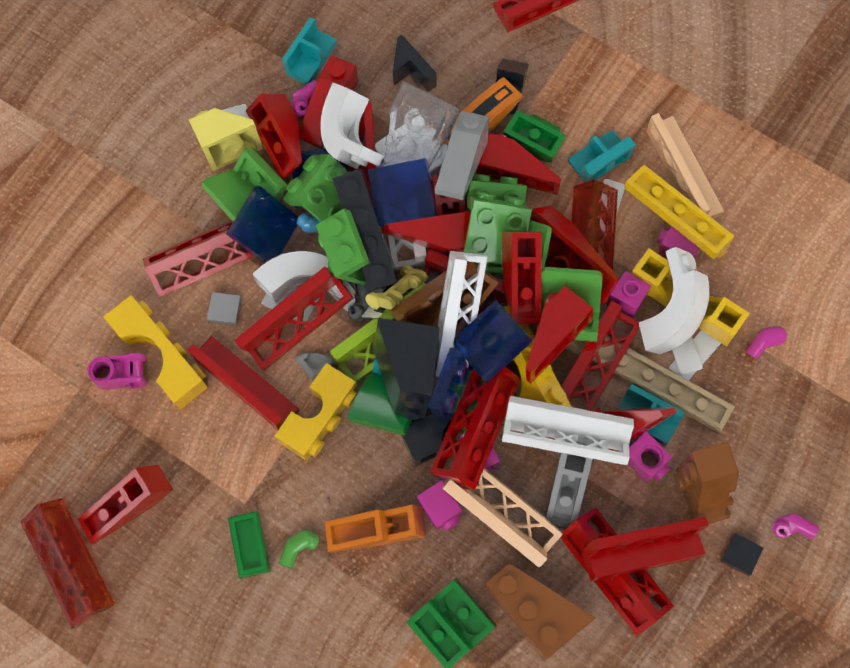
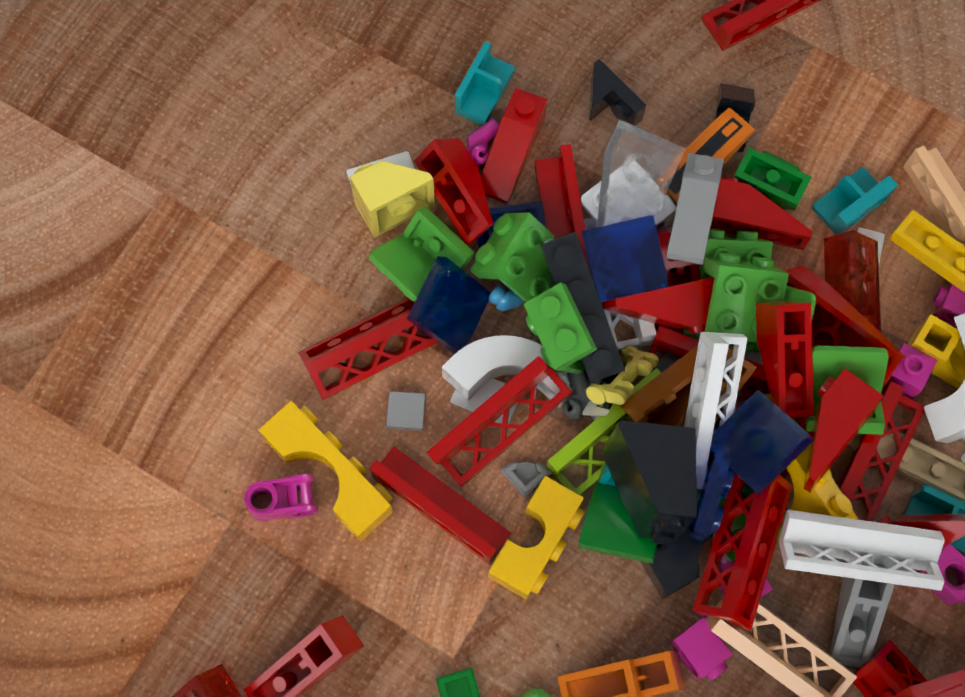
camera: 10 degrees left, 0 degrees up
(340, 127) = (535, 178): white arch -> none

